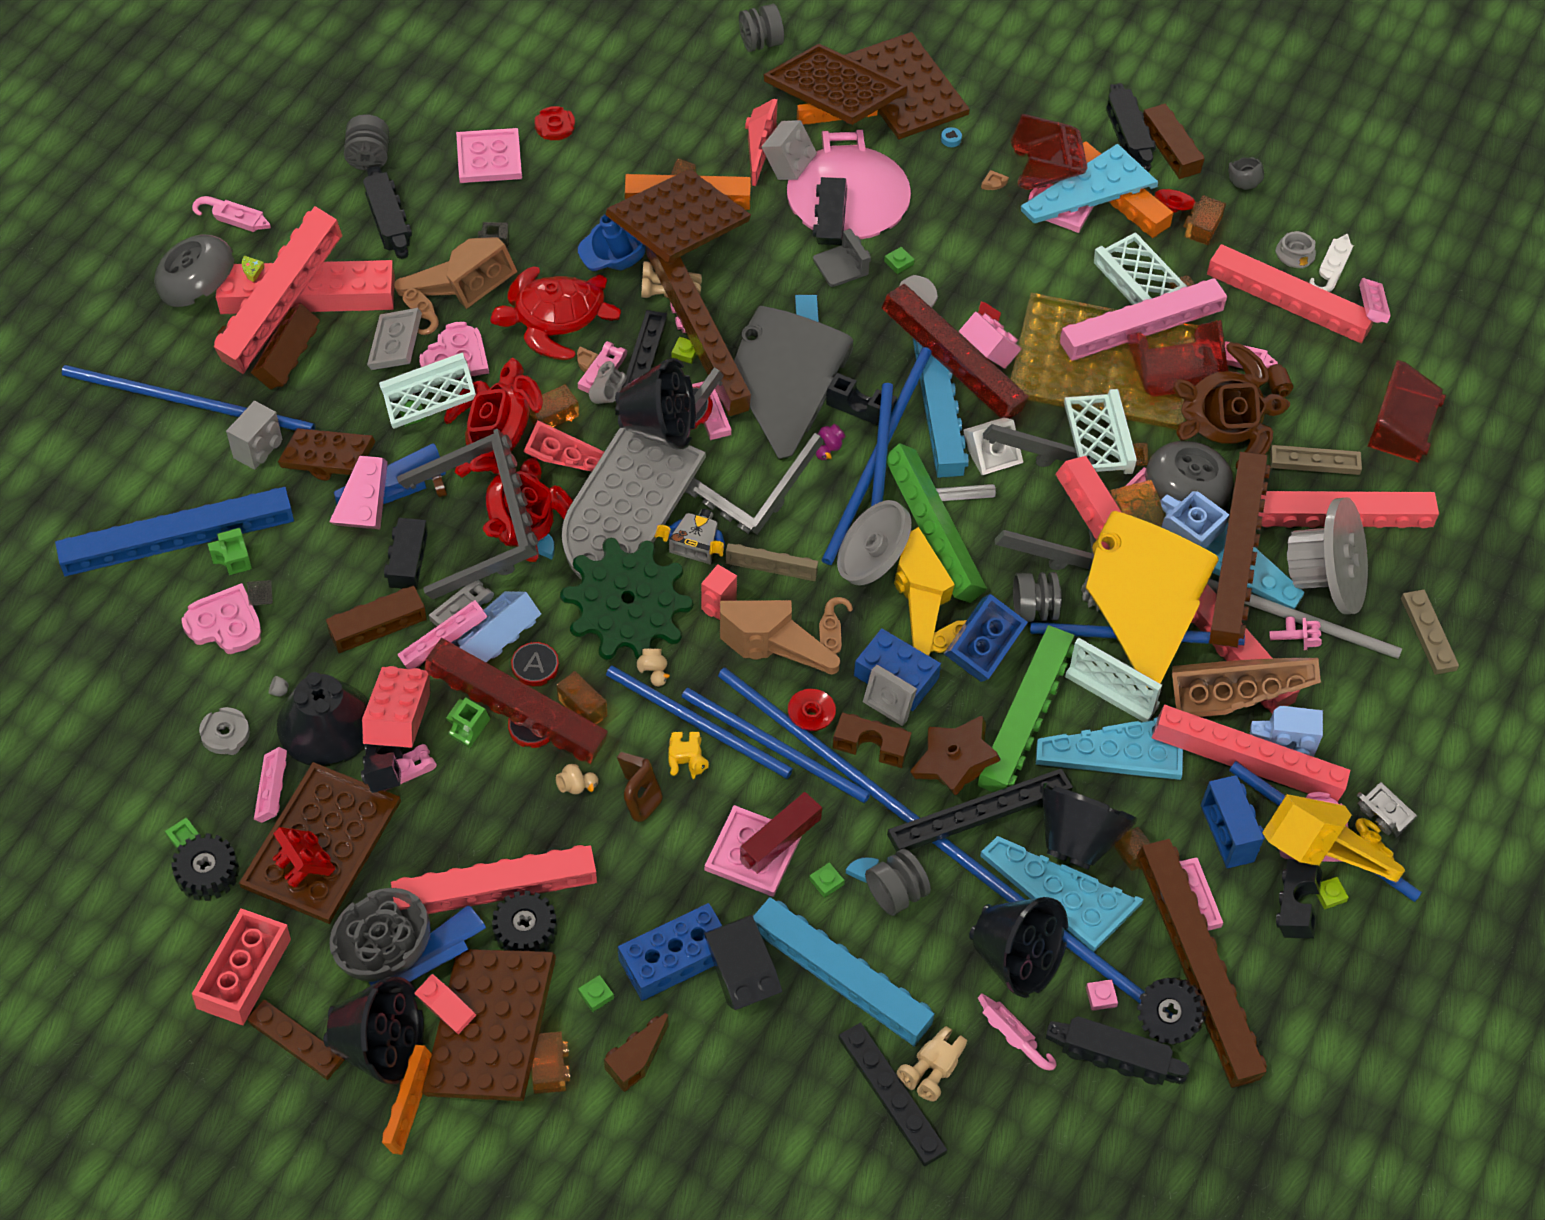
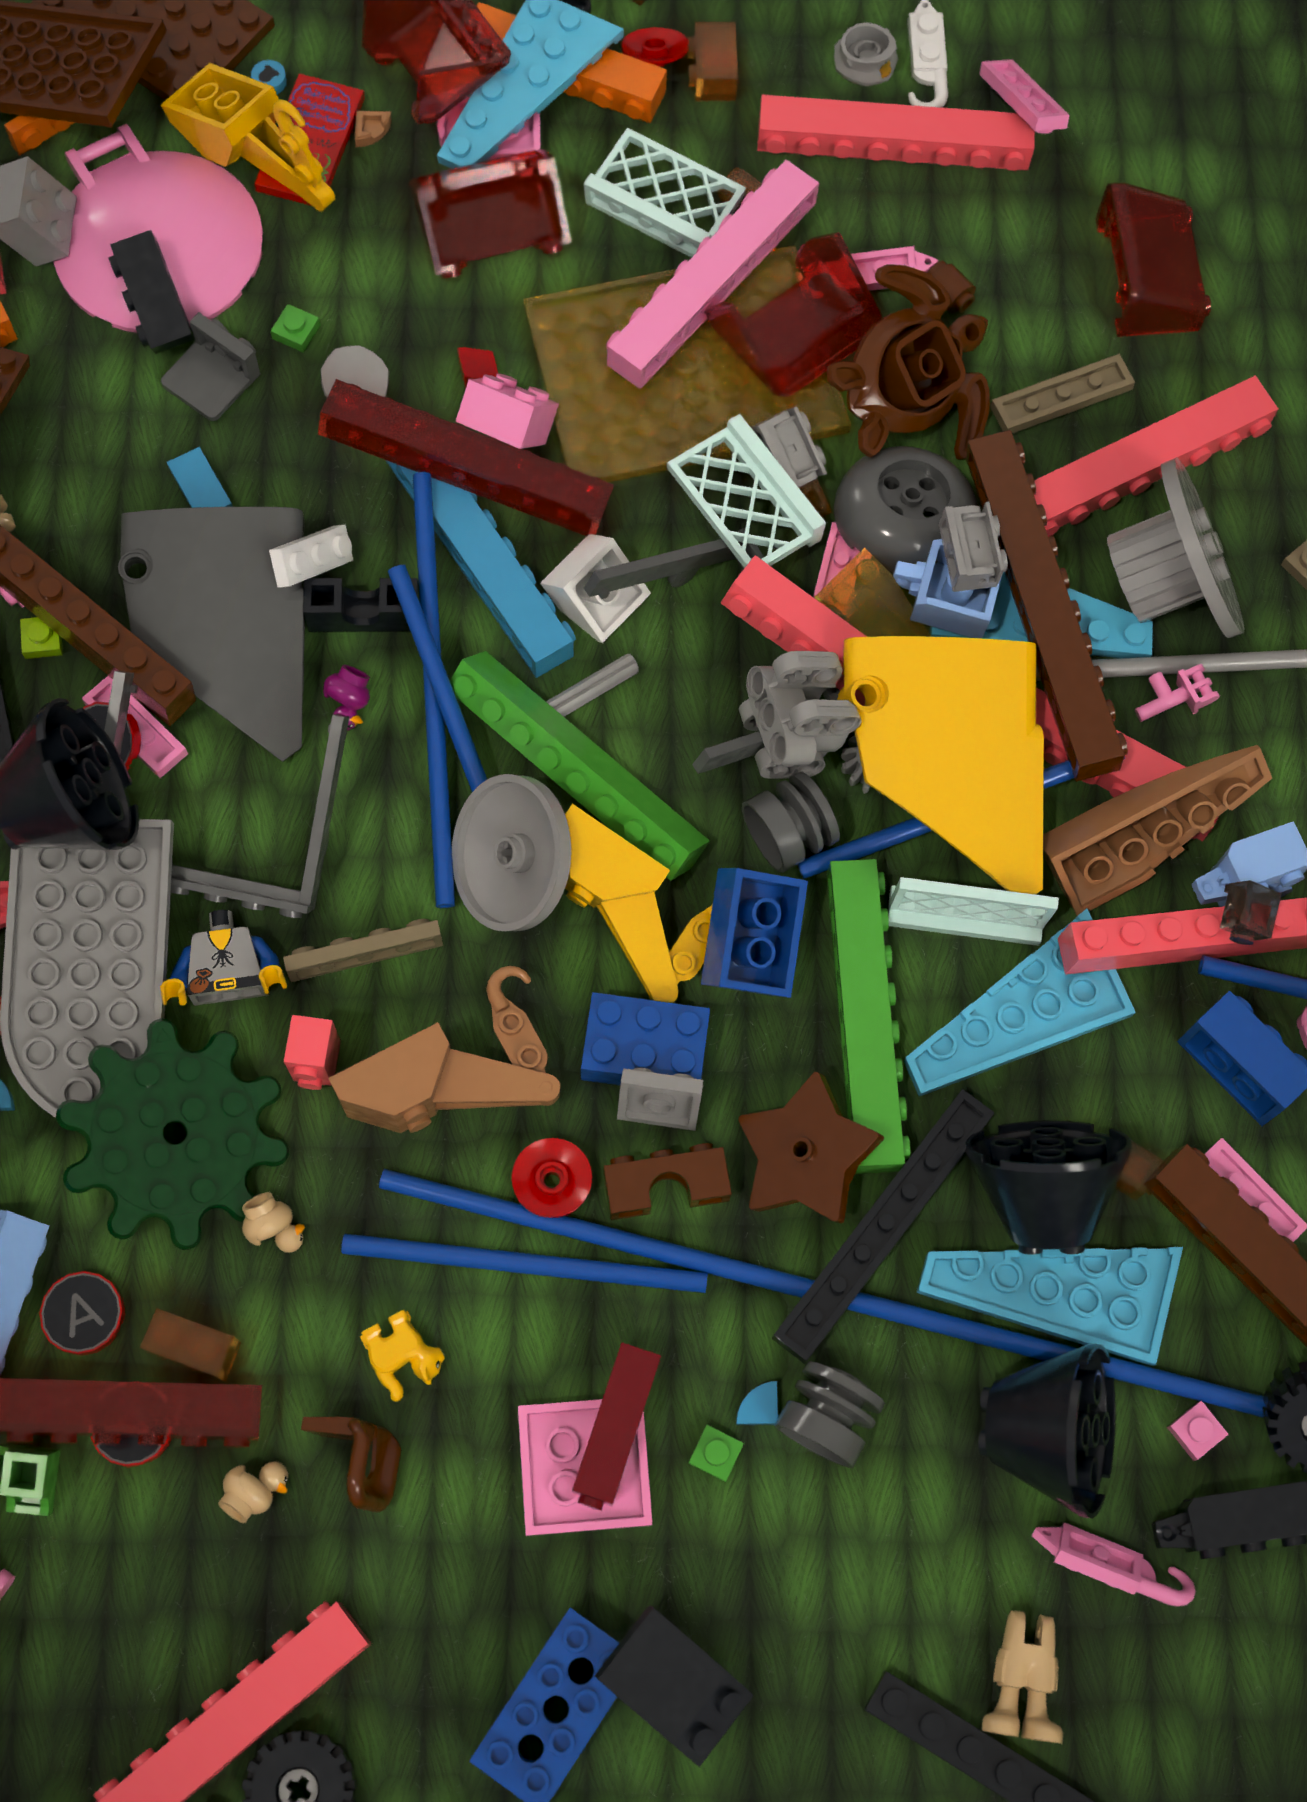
camera: 30 degrees left, 15 degrees up
(699, 722) = (388, 1283): blue piece -> none
(843, 971) = (818, 1601): dark azure brick -> none
(846, 363) = (311, 555): none -> white plate
(924, 147) = (236, 117): none -> yellow slope
(956, 175) = (329, 120): none -> red tile
(1035, 243) = (491, 210): none -> clear red windscreen
(1064, 537) = (792, 718): none -> light grey piece
(1139, 419) = (790, 443): none -> light grey hinge
(1209, 499) = (972, 547): none -> light grey hinge
(1274, 736) = (1249, 911): none -> clear smoke brick

